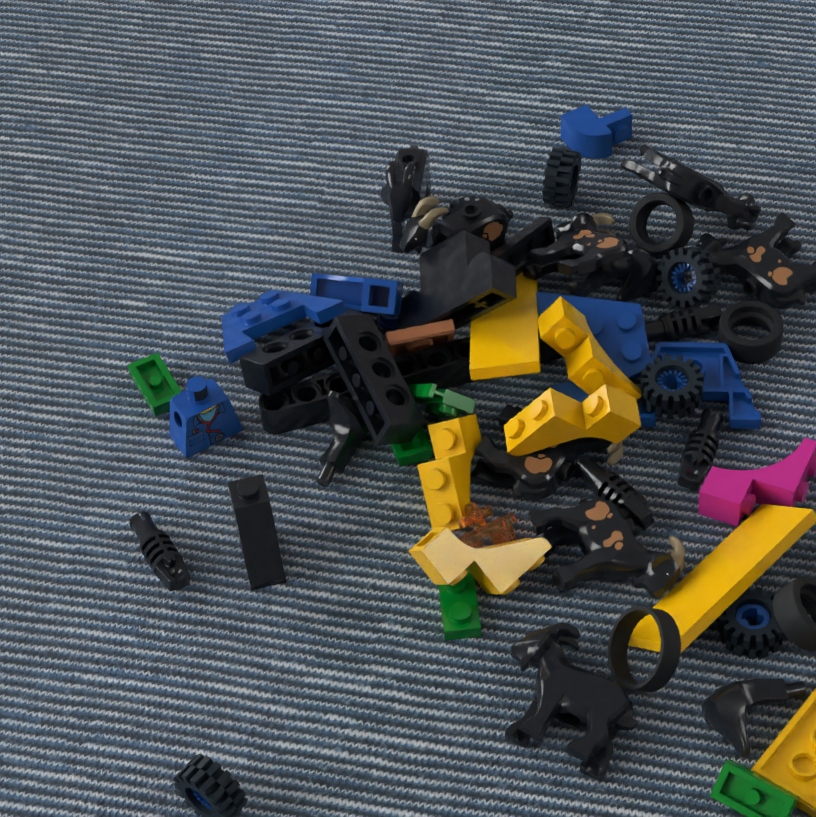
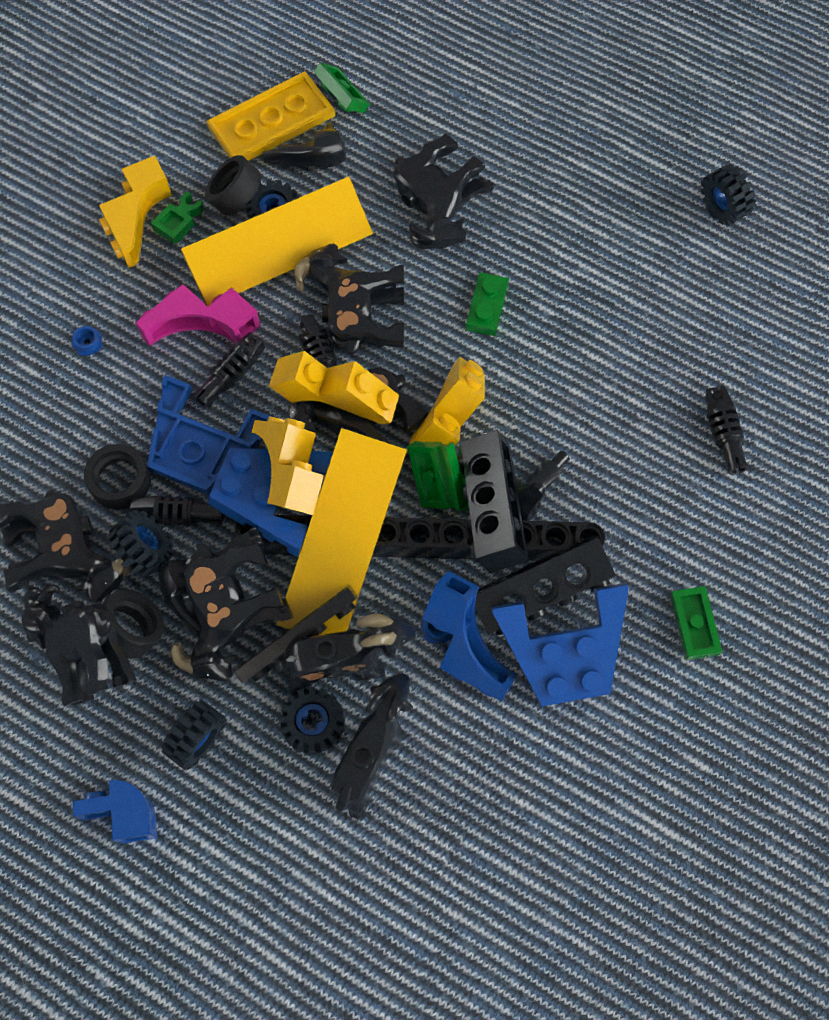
camera: 165 degrees left, 20 degrees up
(201, 416) = (661, 549): blue torso -> none
(256, 532) = (641, 402): black slope -> none
(419, 337) = (427, 555): nougat tile -> none
(458, 283) = (373, 566): black brick -> none
(493, 566) = (456, 305): yellow arch -> none
(498, 529) = (447, 345): clear orange hips -> none
(669, 650) = (352, 196): black tyre -> none
(672, 372) = (222, 404): black bush -> none

